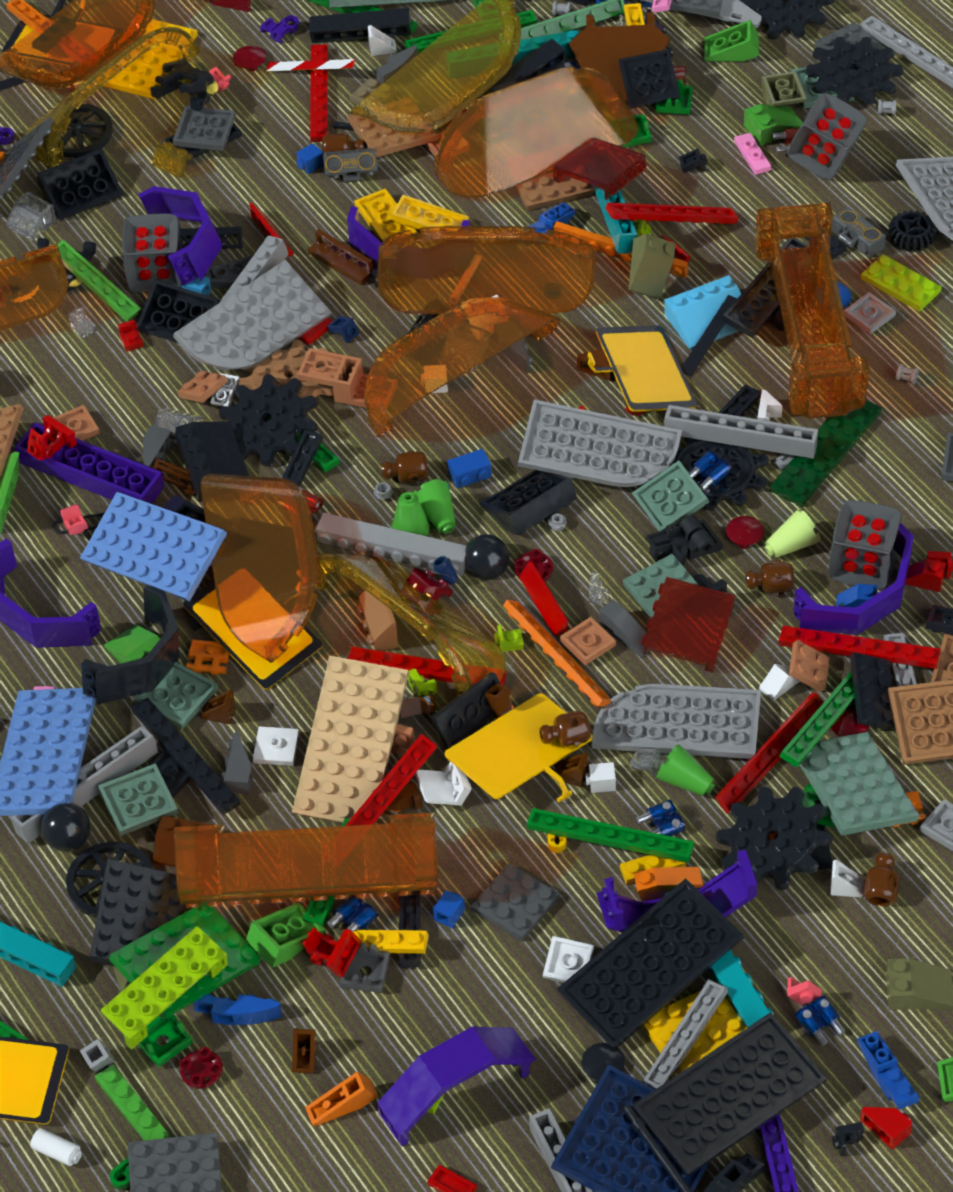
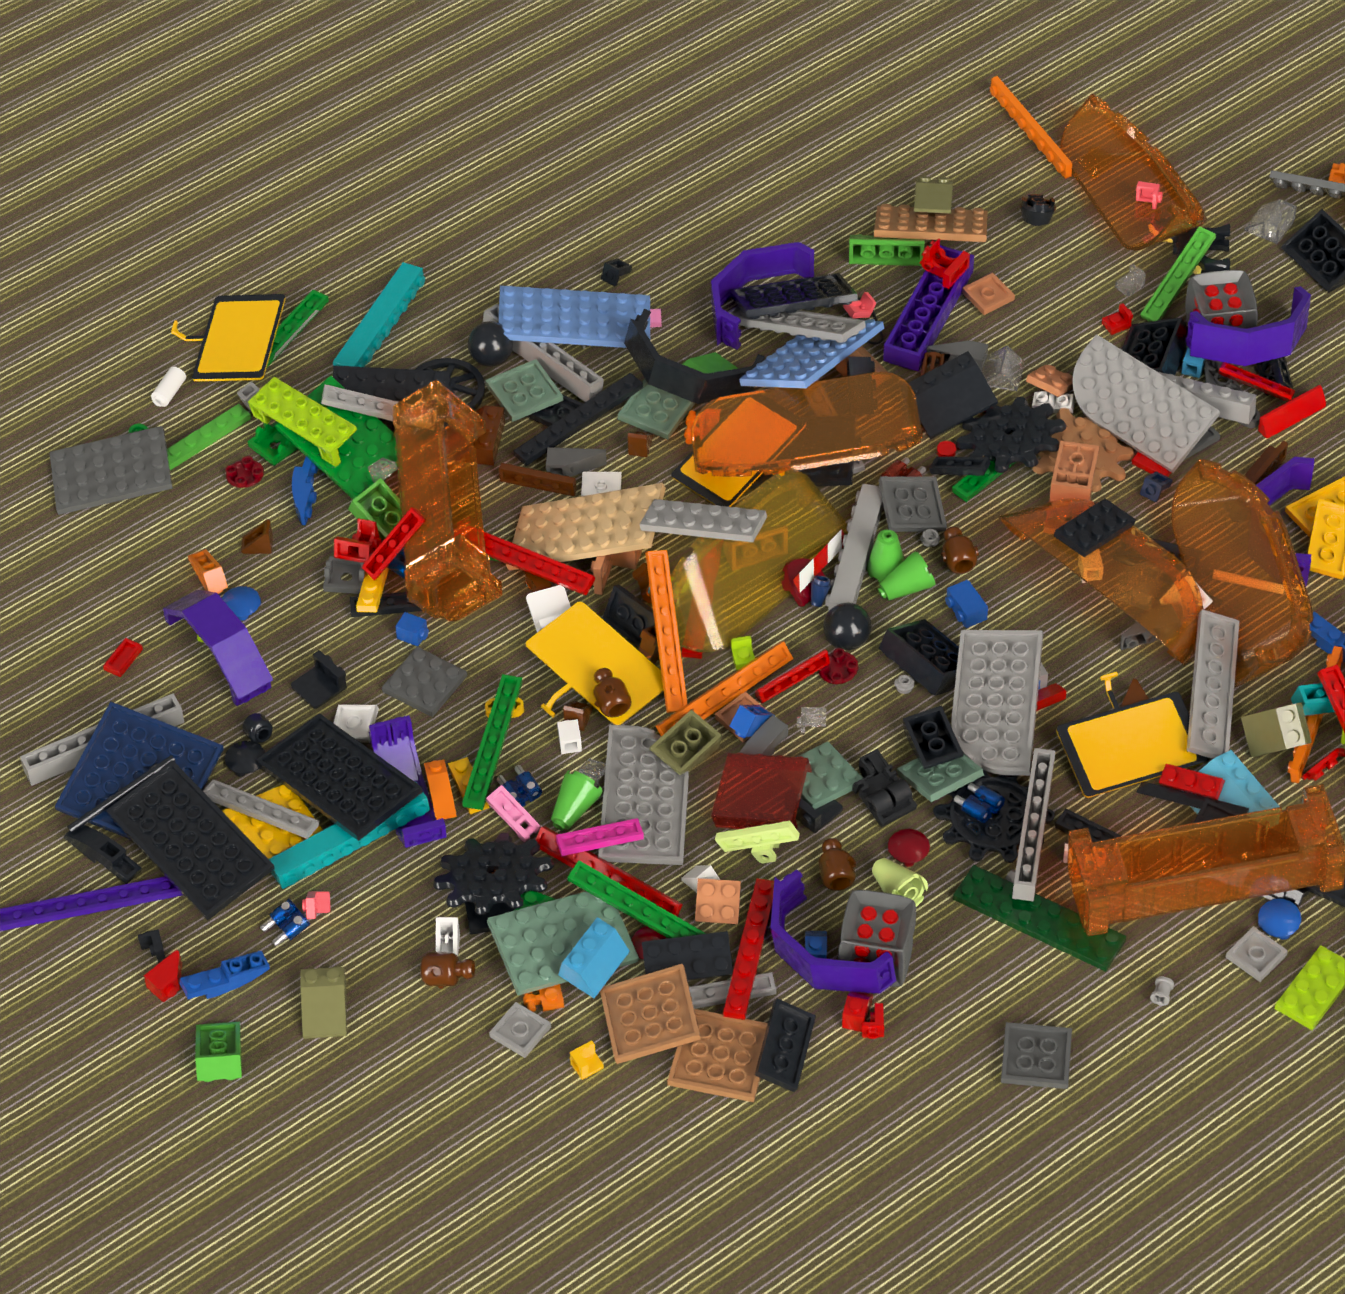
camera: 85 degrees right, 0 degrees up
(55, 564) = (793, 295): none -> black plate
(103, 557) = (805, 323): none -> light grey plate
(158, 917) = (357, 402): none -> light grey plate
(237, 243) = (1256, 382): none -> red slope
(240, 919) = (382, 469): none -> clear bracket
(260, 792) = (537, 479): none -> reddish brown plate
(271, 470) = (946, 449): none -> red tile
(346, 495) = (912, 504): none -> dark grey plate
(359, 900) = (393, 543): none -> red slope
(386, 1069) = (242, 601): none -> blue dish
(398, 614) = (703, 520): none -> light grey plate
(422, 349) = (1094, 527): none -> black plate
(502, 674) = (666, 630): none -> orange plate
(511, 990) = (320, 682): none -> black bracket
(569, 1047) = (257, 728): none -> black head
(589, 306) = (1213, 685): none -> light grey plate
(604, 627) = (749, 720): none -> blue slope
(626, 677) = (687, 743): none -> olive slope
(635, 498) = (932, 737): none -> black slope
(691, 332) = (1191, 781): none -> red plate
(697, 822) = (512, 813): none -> bright pink plate
(739, 746) = (599, 837): none -> dark pink plate
(746, 626) = (759, 838): none -> yellowish green plate
(880, 756) = (594, 958): none -> dark azure slope

